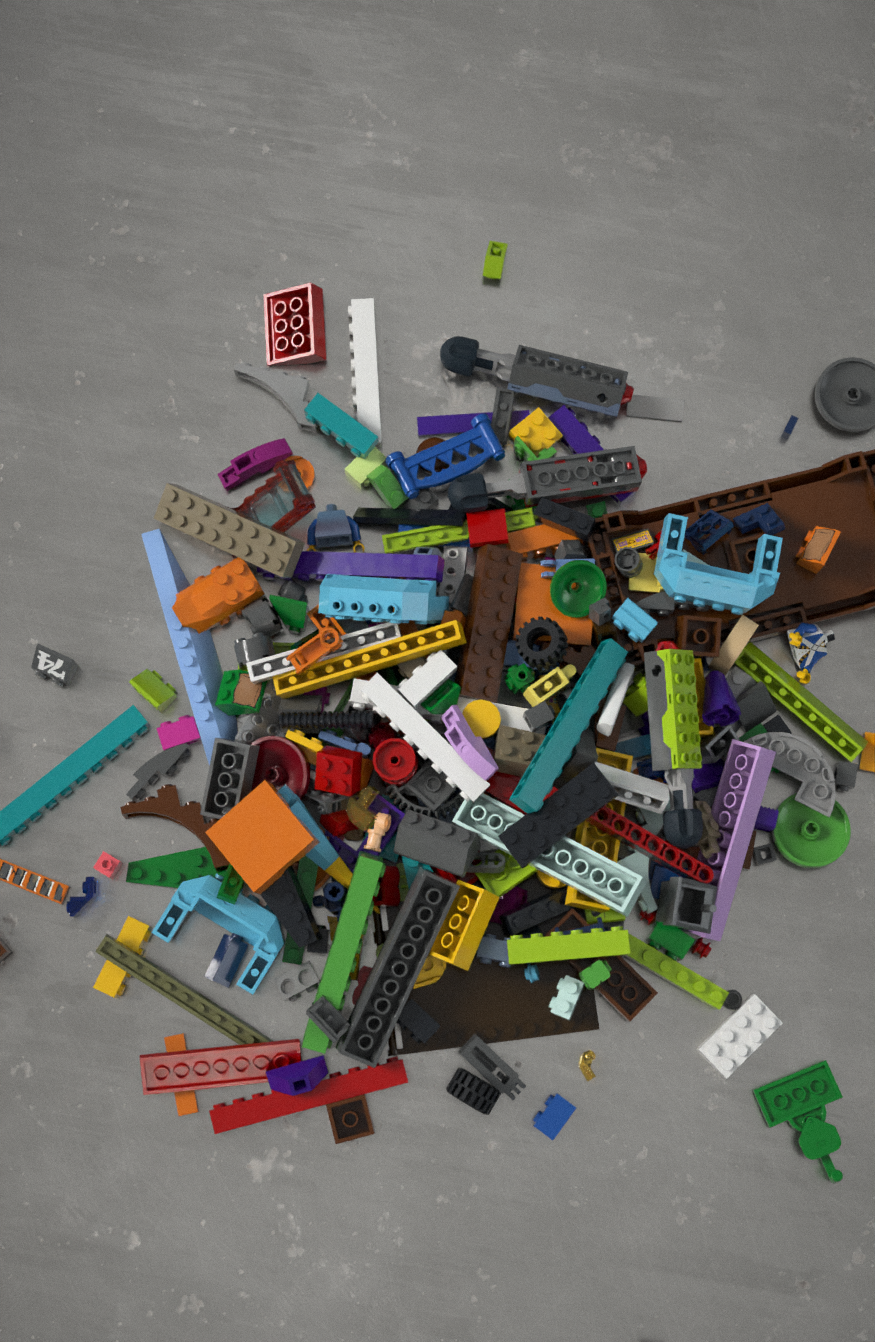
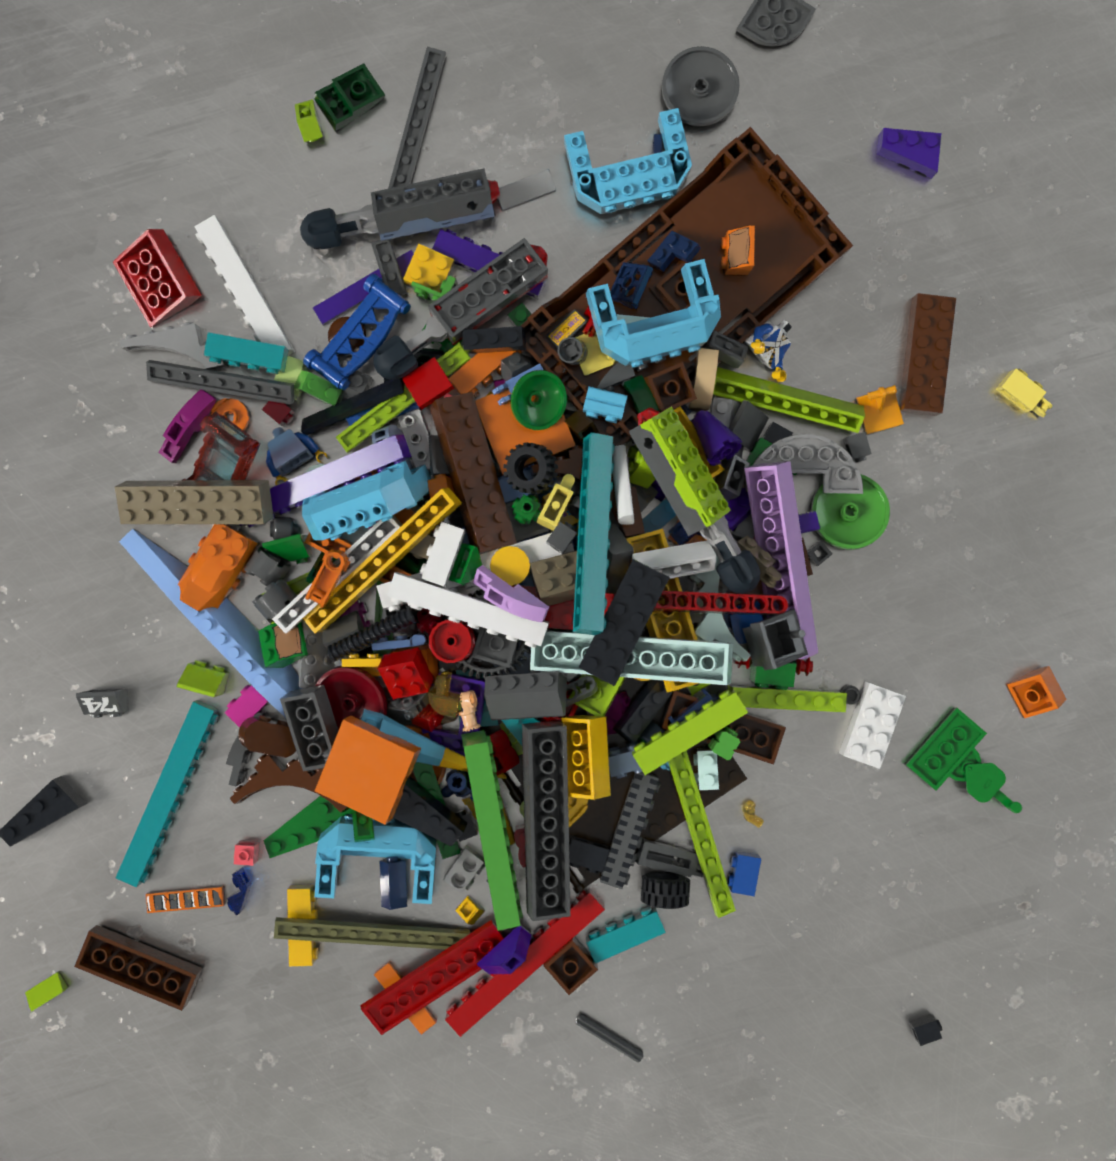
camera: 20 degrees left, 10 degrees up
(184, 768) = (267, 736): none -> reddish brown brick
(282, 1023) = (469, 911): none -> yellow slope
(304, 440) = (220, 382): none -> dark grey plate
(328, 1019) = (508, 898): dark grey hinge -> none
(342, 490) = (279, 412): none -> dark red brick
(350, 1210) = (609, 1038): none -> dark grey axle
(414, 1117) = (625, 935): none -> teal brick
(471, 1014) = (629, 828): none -> dark grey brick
(532, 1054) = (701, 835): none -> lime plate
(540, 256) = (349, 96): none -> dark green slope
(591, 302) = (418, 117): none -> dark grey plate
(600, 611) = (569, 411): dark grey piece -> none
(670, 627) = (640, 394): none -> dark green slope
(752, 444) = (634, 180): none -> medium azure wedge
(768, 630) = (730, 351): none -> dark grey slope

